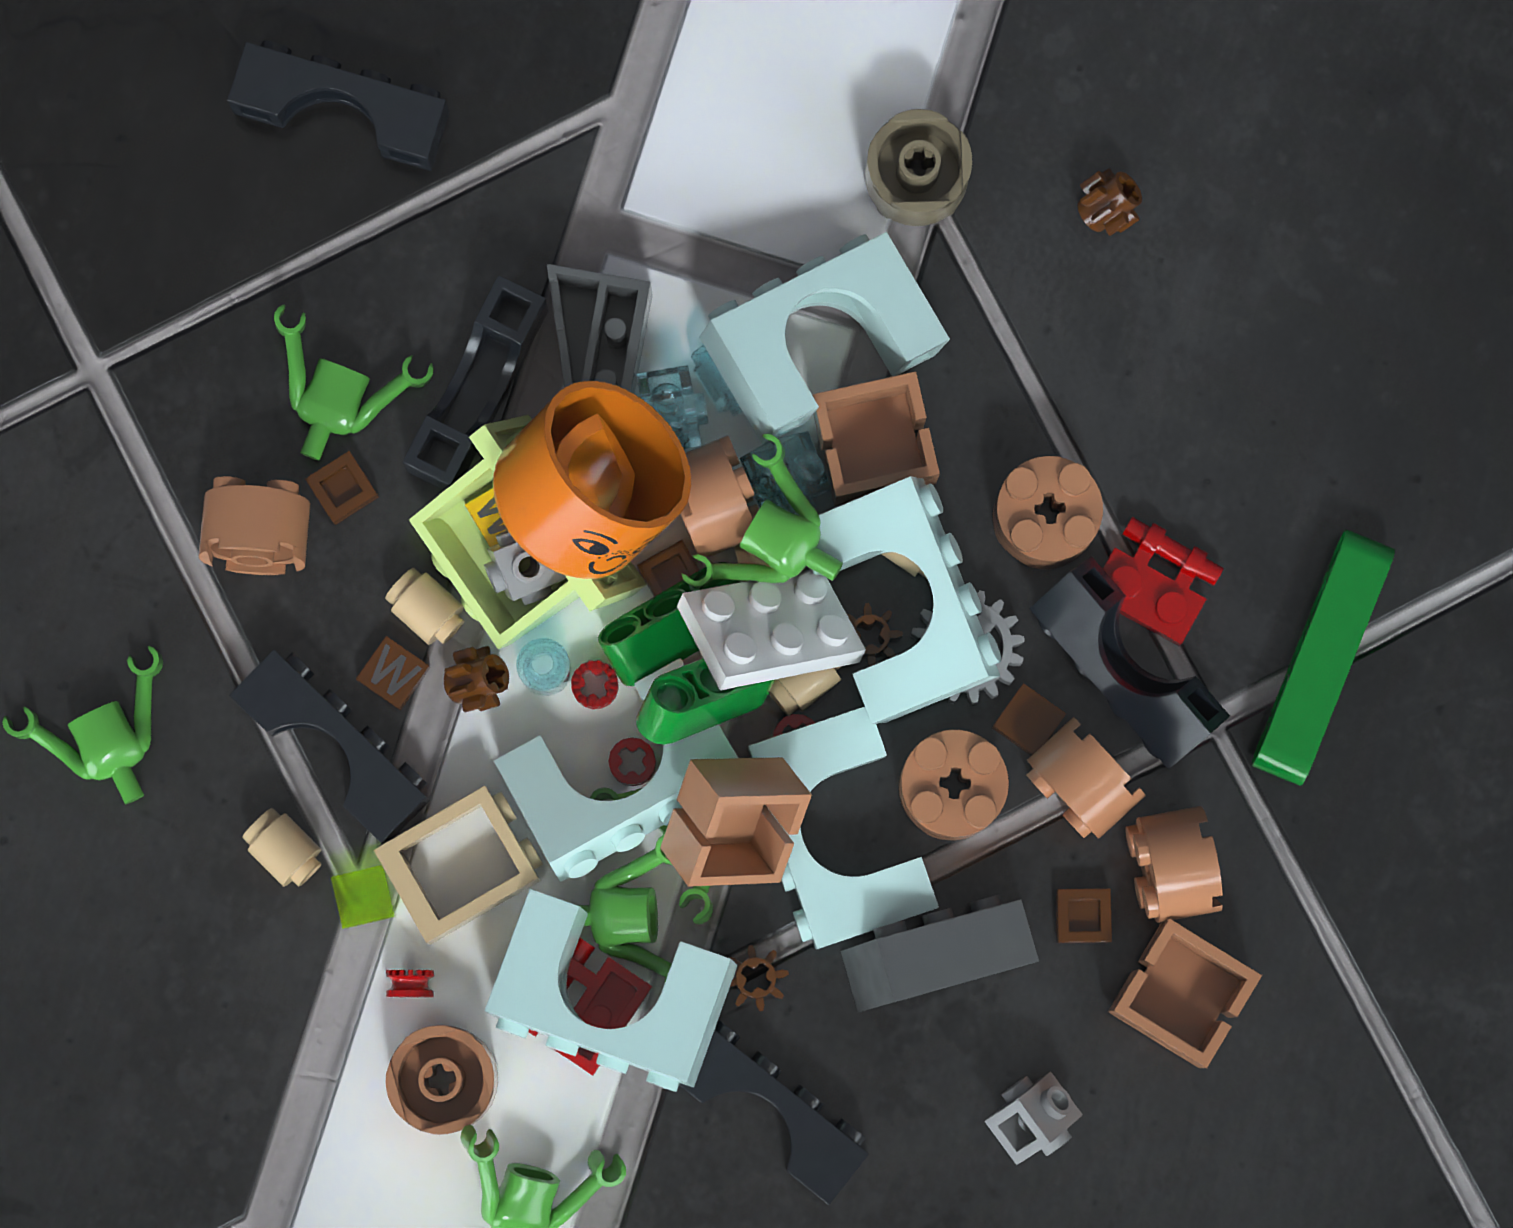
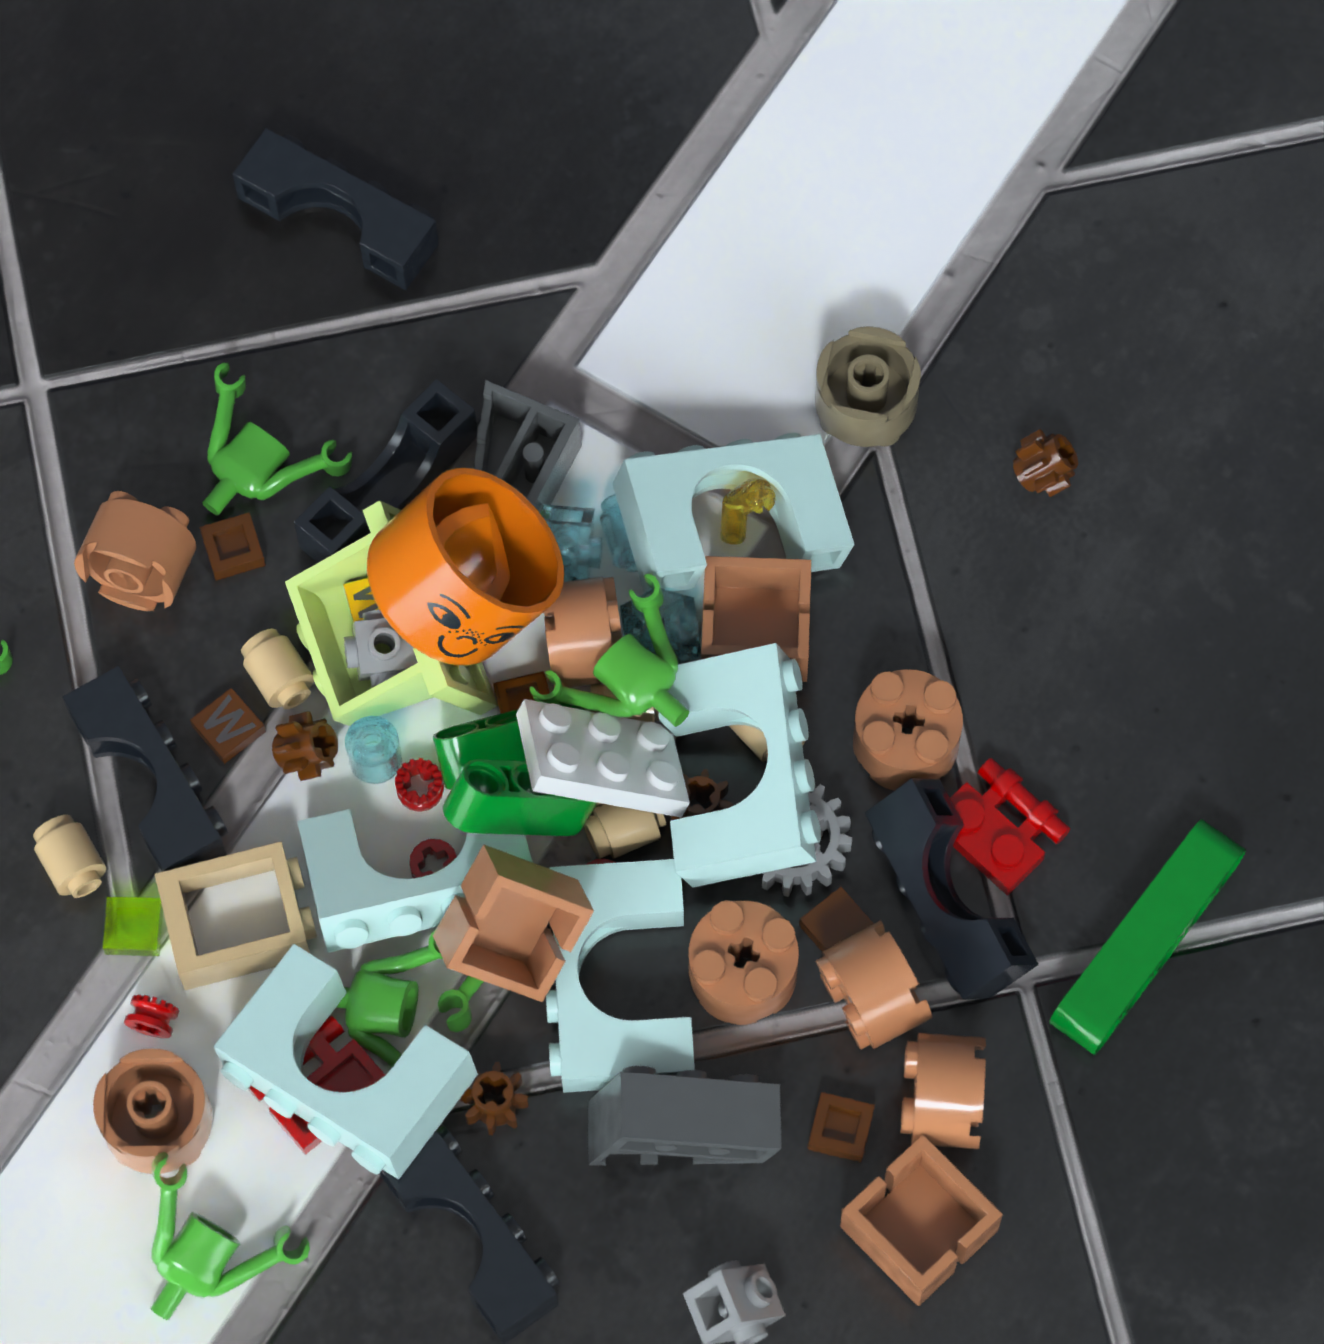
camera: 20 degrees right, 15 degrees down
(836, 314) = (739, 503): none -> clear yellow arm

